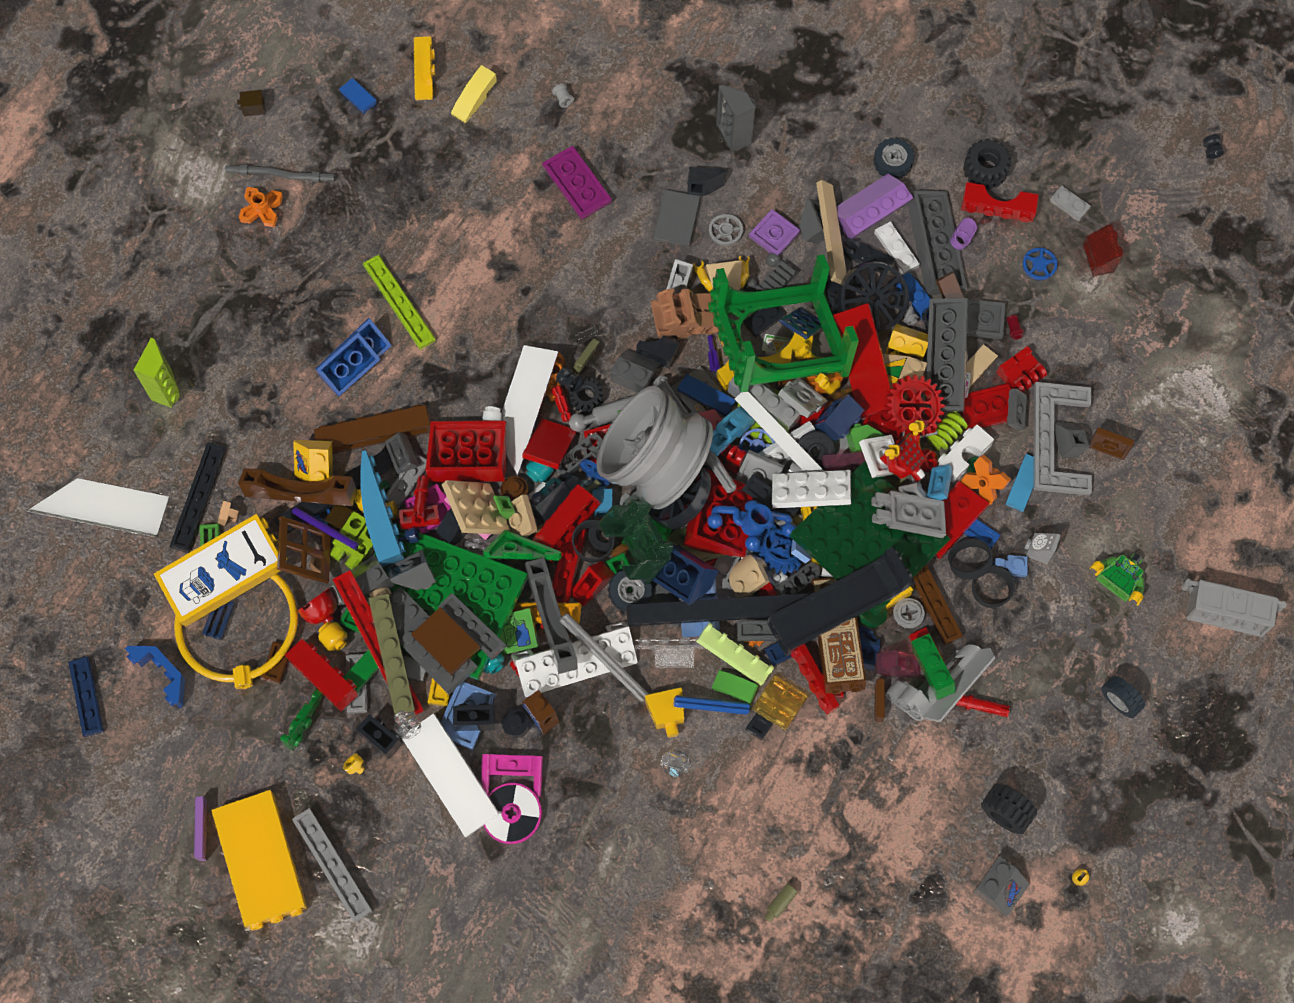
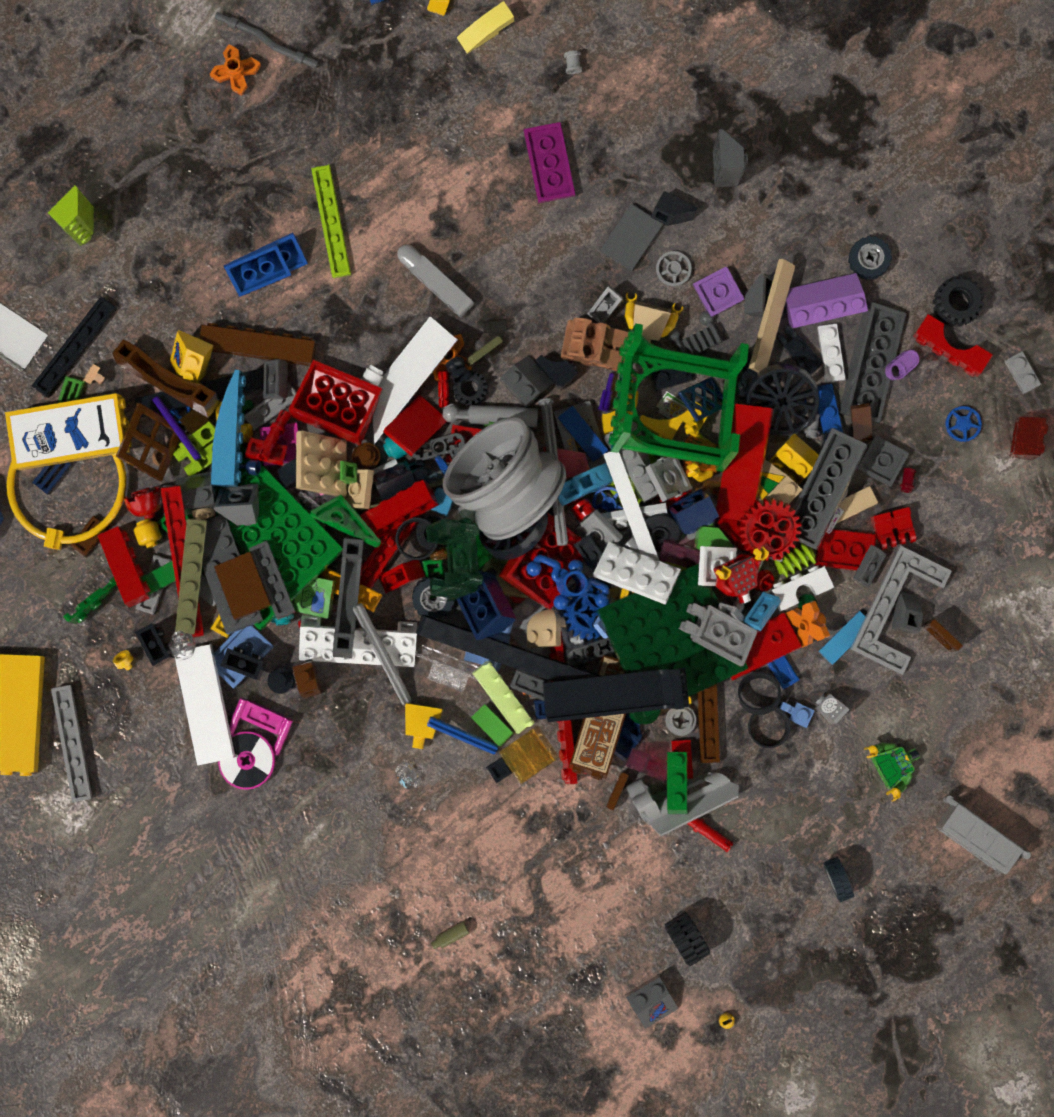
camera: 25 degrees right, 15 degrees up
(515, 315) = (434, 280): none -> light grey piece

